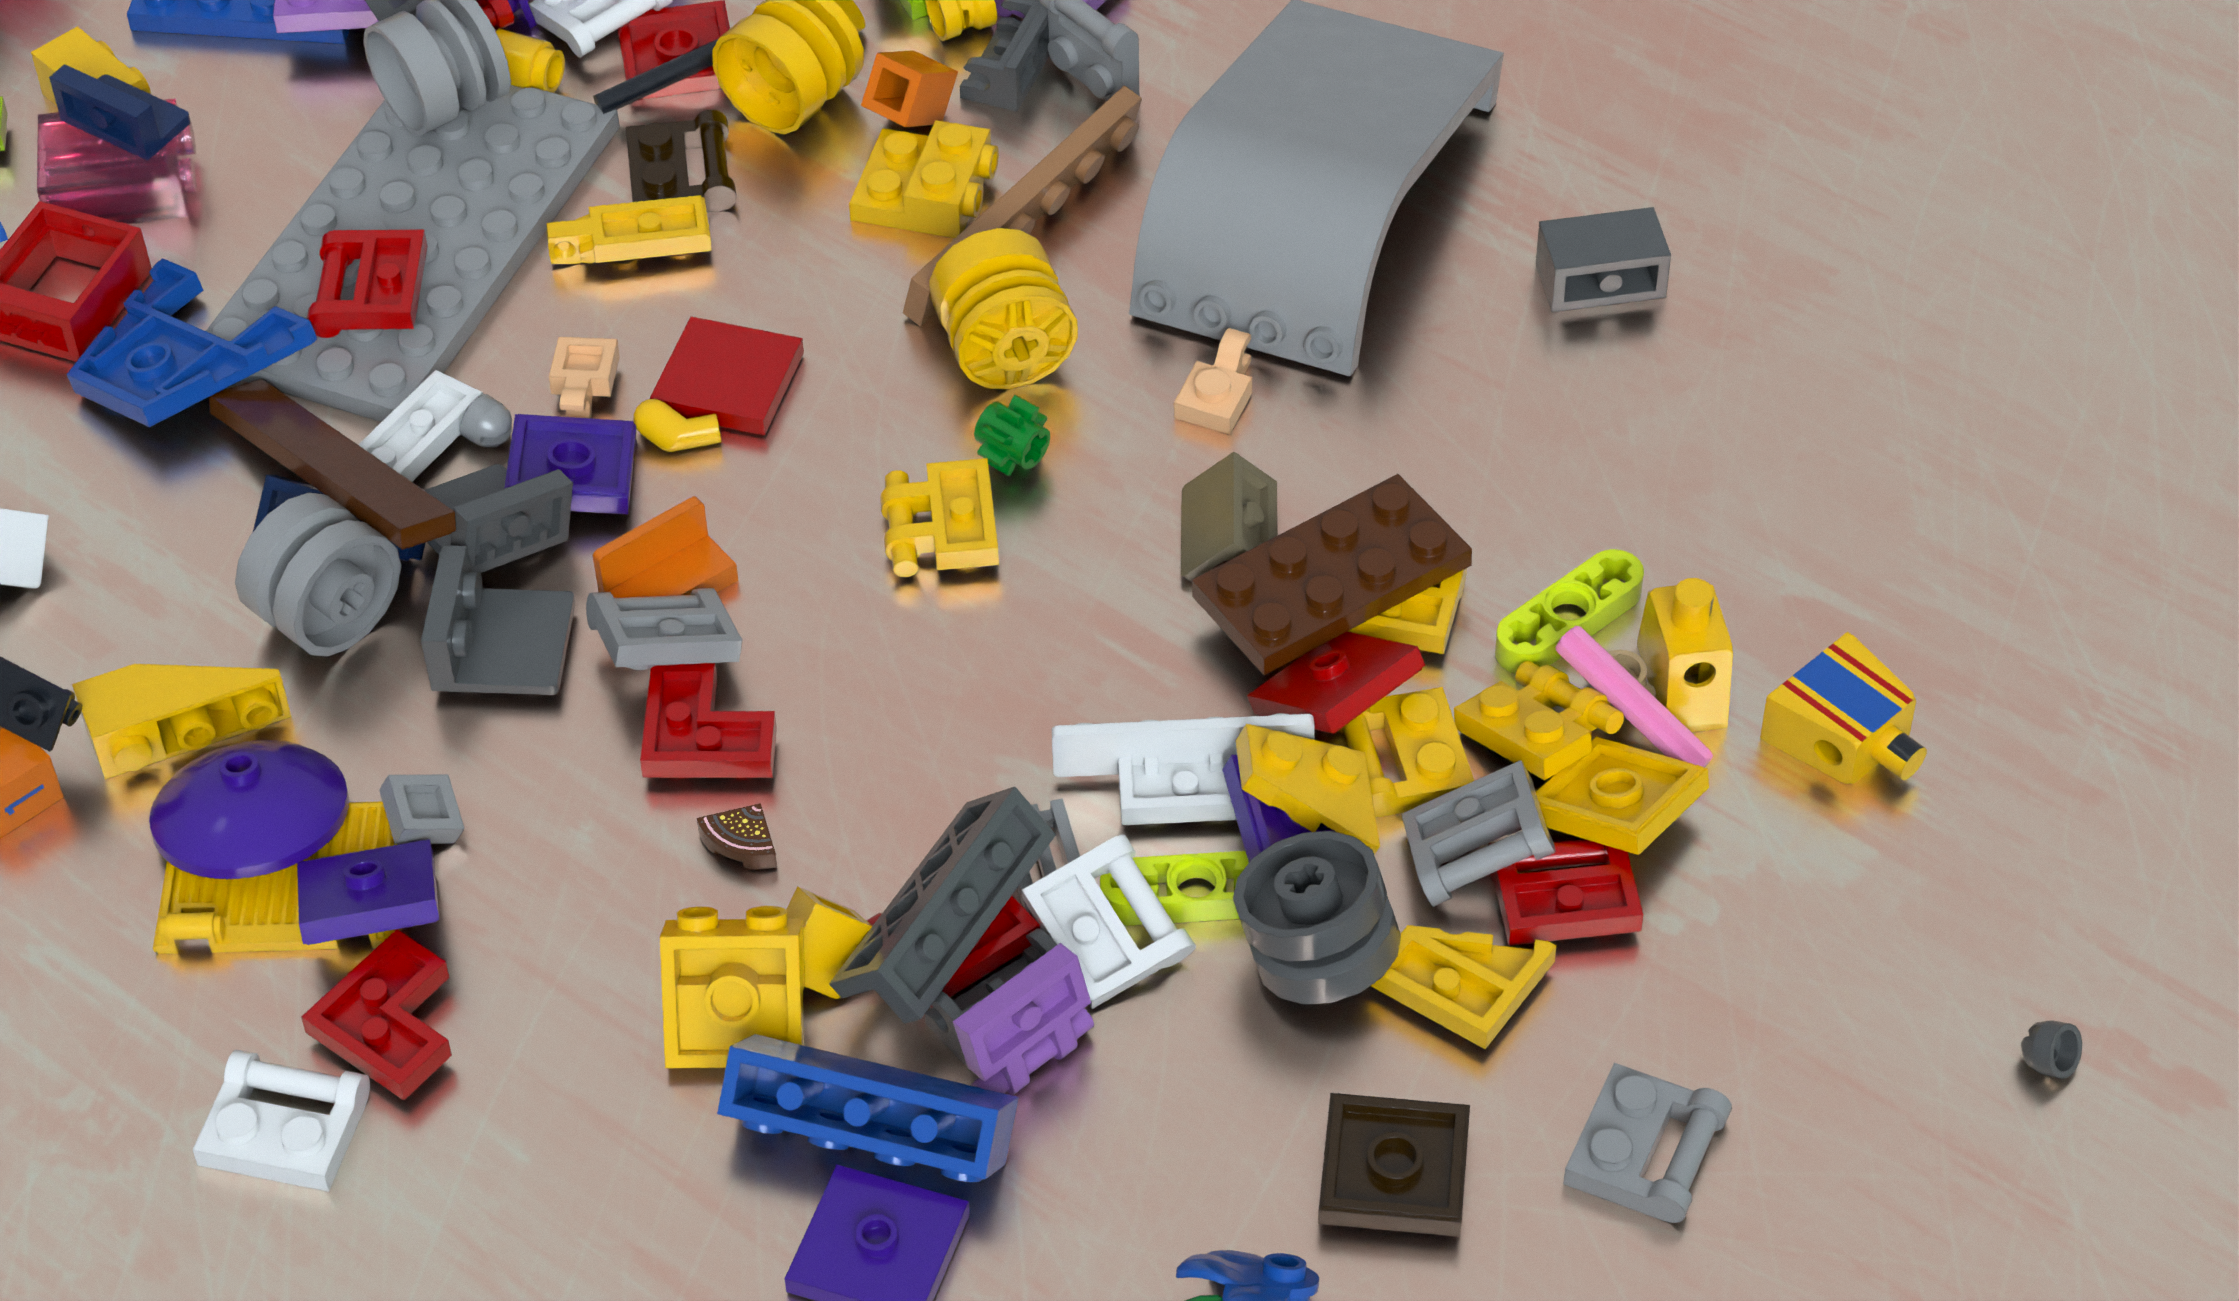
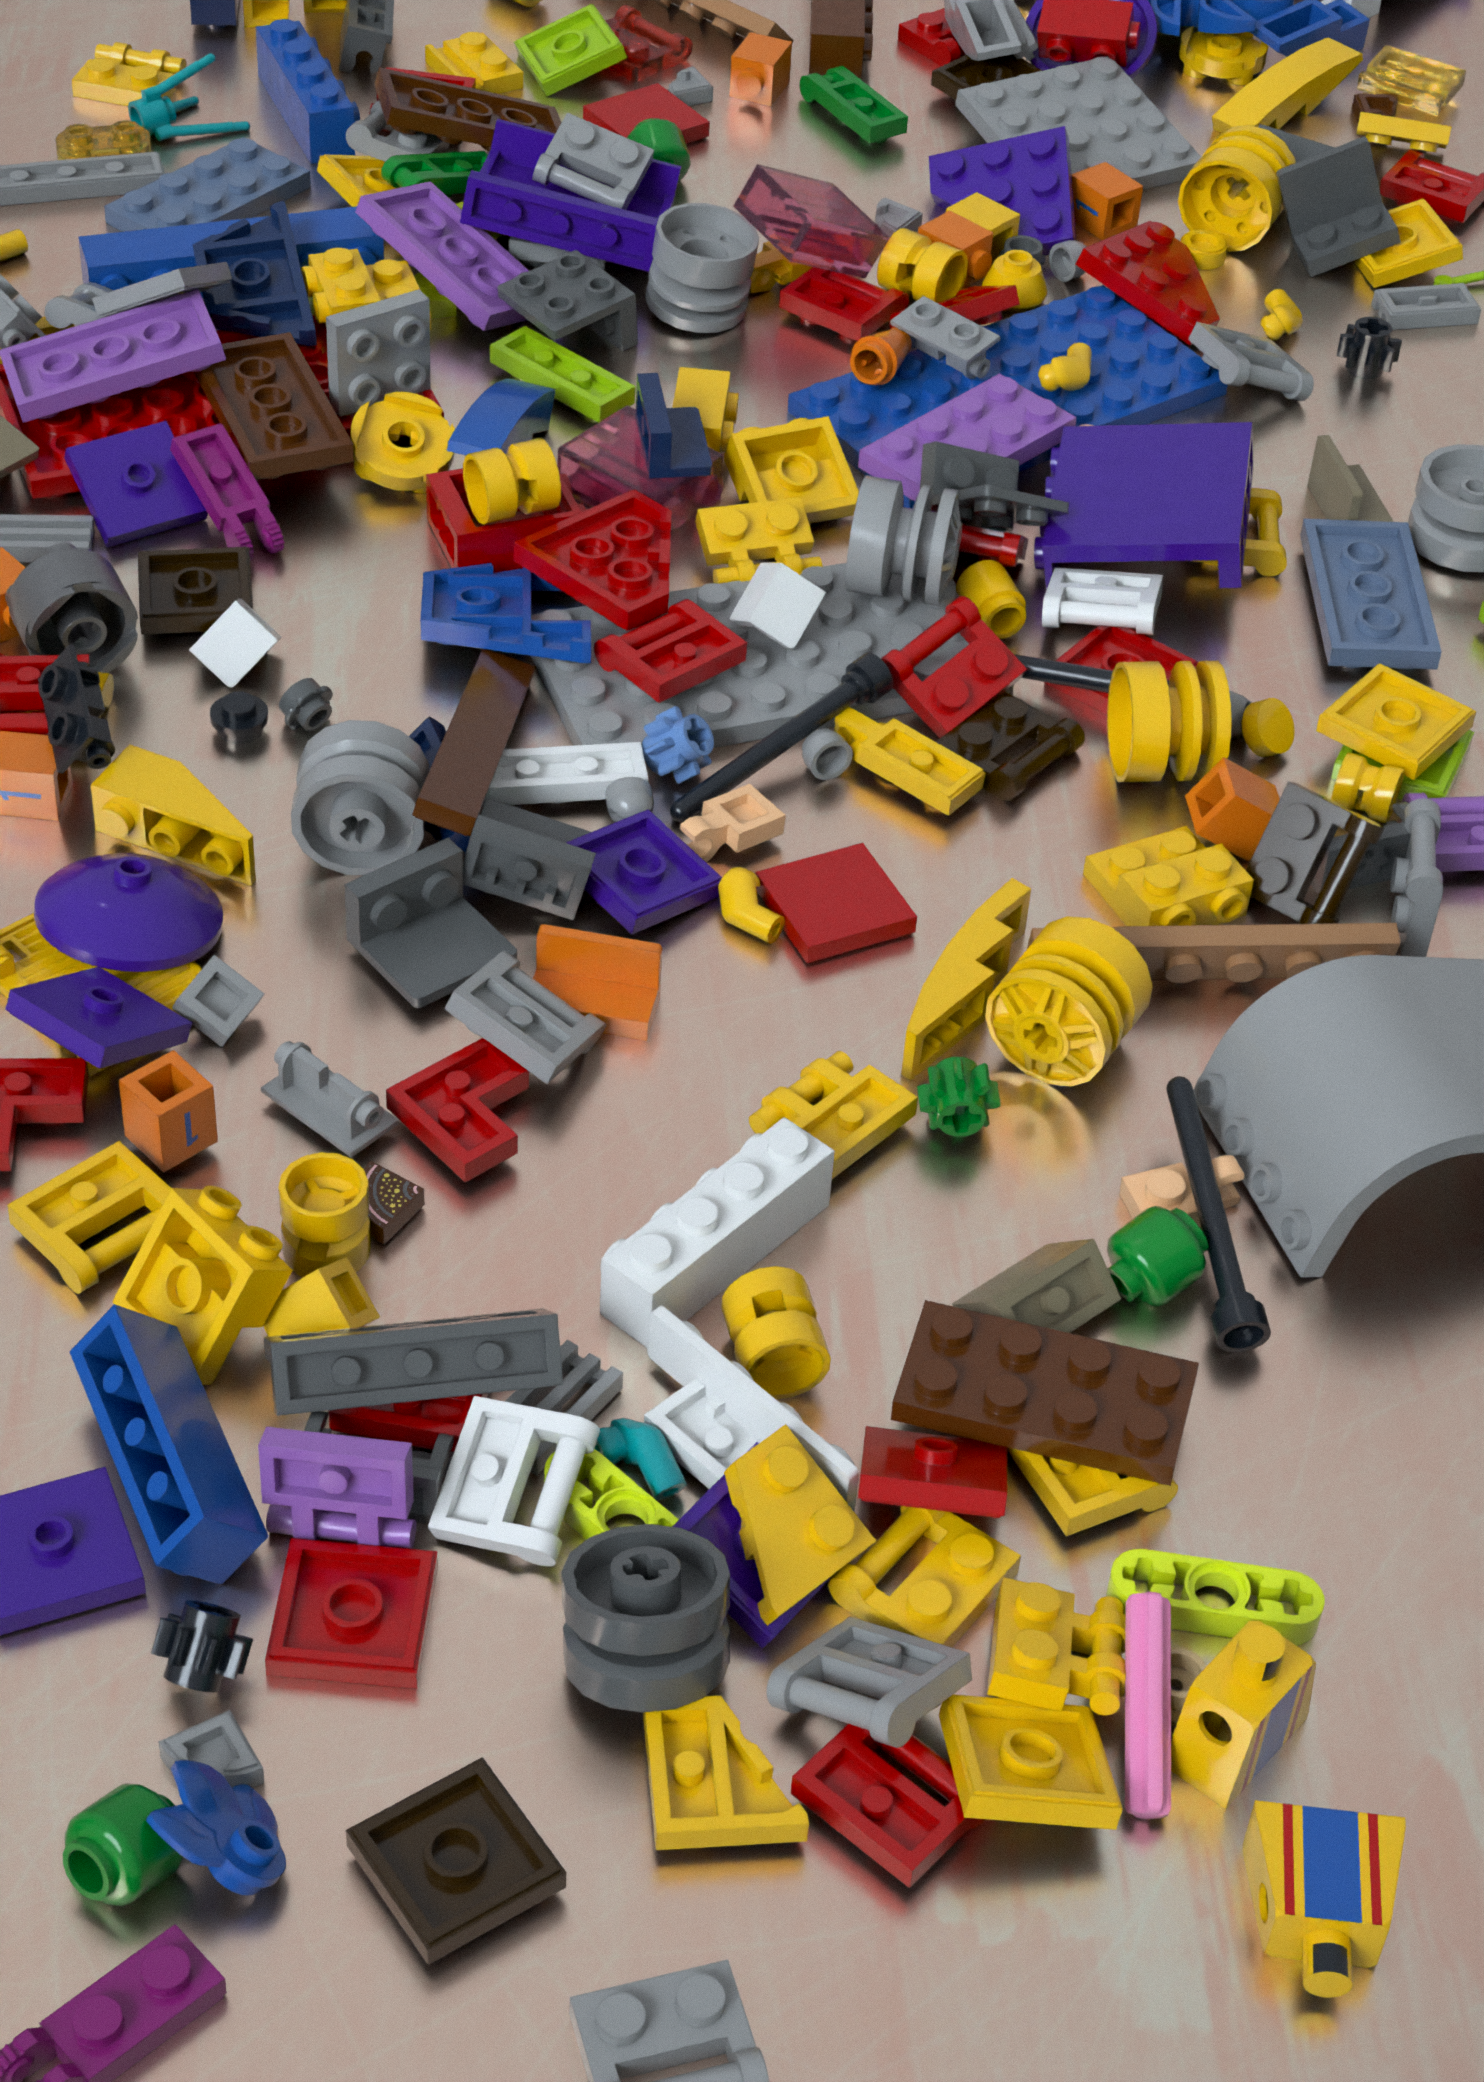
camera: 45 degrees right, 5 degrees down
(72, 240) = (519, 479): none -> yellow wheel
(90, 602) = (239, 717): none -> black plate
(133, 549) = (306, 705): none -> dark grey plate
(214, 247) = (607, 558): none -> red plate
(235, 75) = (793, 463): none -> yellow plate
(276, 142) = (755, 532): none -> yellow plate
(397, 183) = (778, 603): none -> white panel
(466, 349) = (677, 744): none -> medium blue gear
(523, 906) = (168, 1110): none -> orange brick
(539, 194) = (865, 681): none -> black piece
(548, 1017) = (83, 1204): none -> yellow plate
(568, 272) = (826, 753): none -> light grey hinge
(586, 811) = (327, 1100): none -> light grey hinge
(598, 137) = (963, 682): none -> red plate
(737, 866) = (324, 1212): none -> yellow wheel
(898, 358) = (964, 976): none -> yellow slope
(991, 86) = (1295, 848): none -> plate
(995, 657) = (717, 1229): none -> white brick
(1076, 1198) = (201, 1646): none -> black gear
(1116, 682) = (776, 1331): none -> yellow wheel
(1116, 1097) = (352, 1613): none -> red tile
(1150, 828) = (643, 1447): none -> teal arm
(1159, 1253) = (217, 1744): none -> light grey tile
(1269, 430) = (1157, 1255): none -> green head
(1361, 430) = (1238, 1318): none -> black piece

